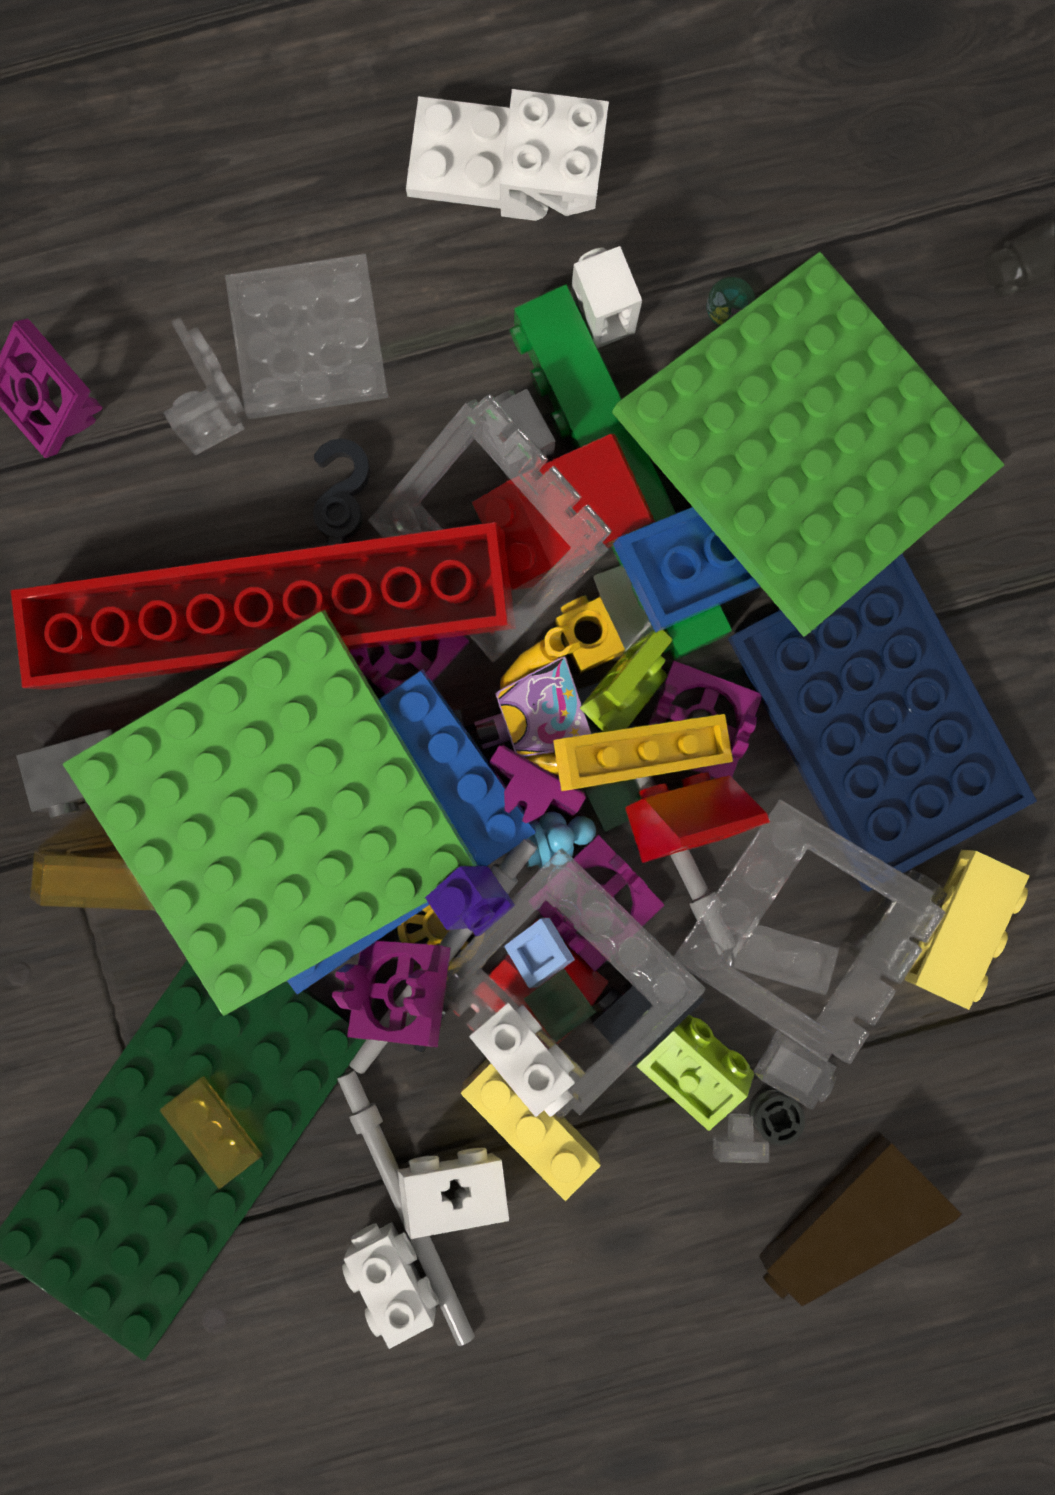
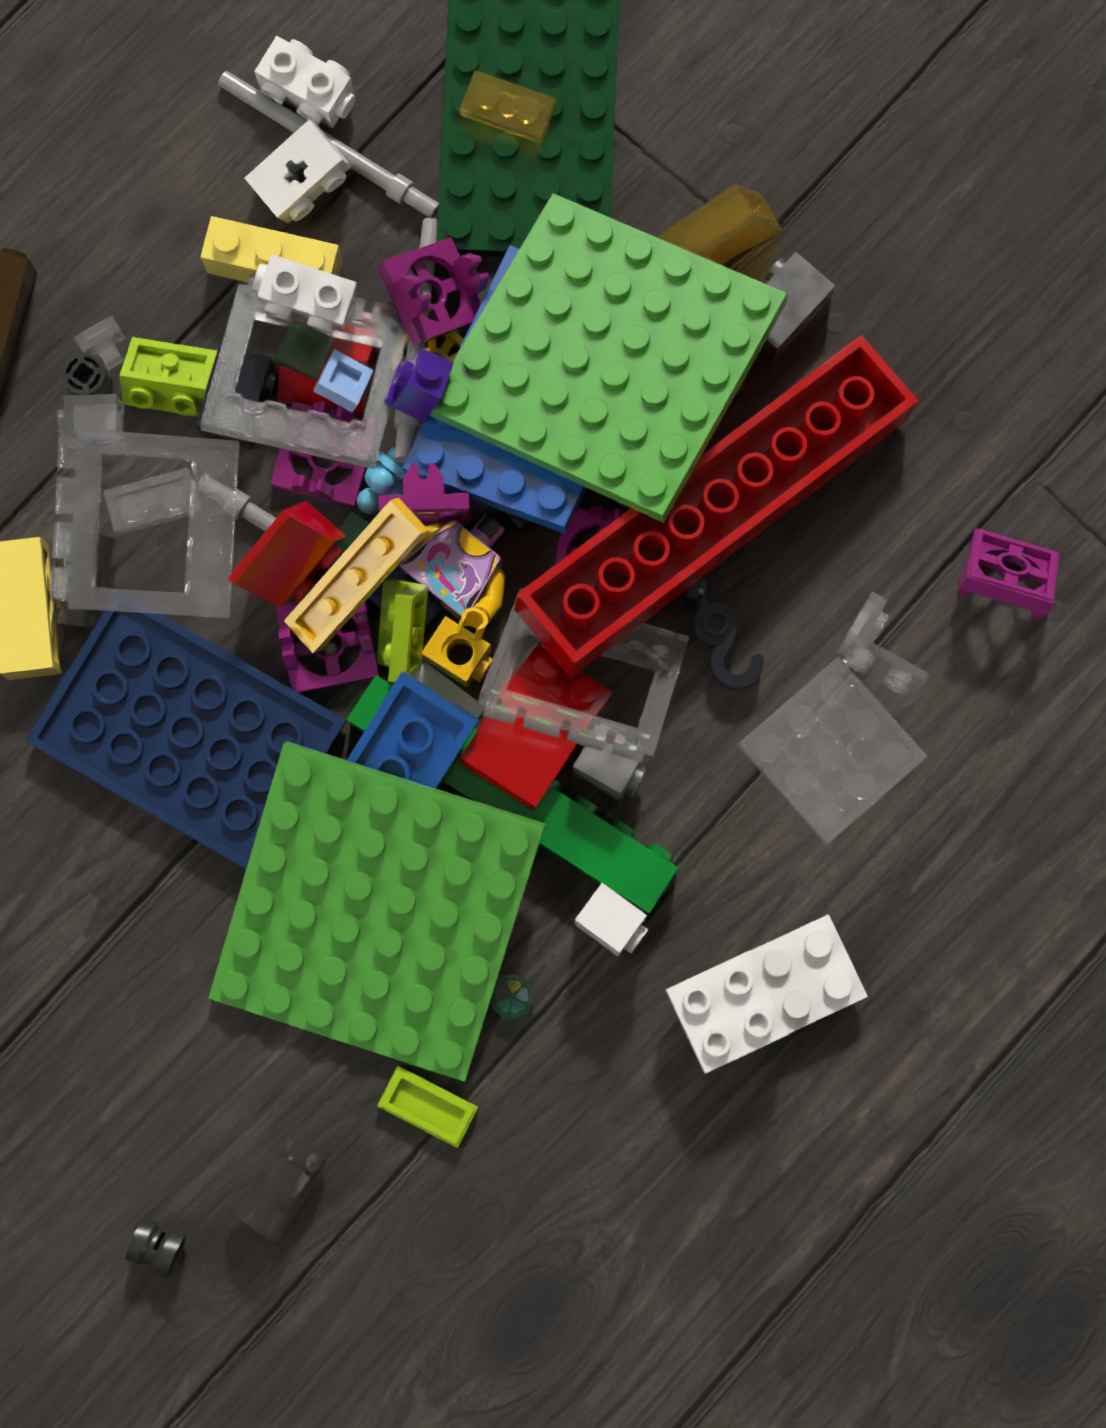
camera: 155 degrees right, 5 degrees down
(863, 253) = (427, 1106): none -> lime tile

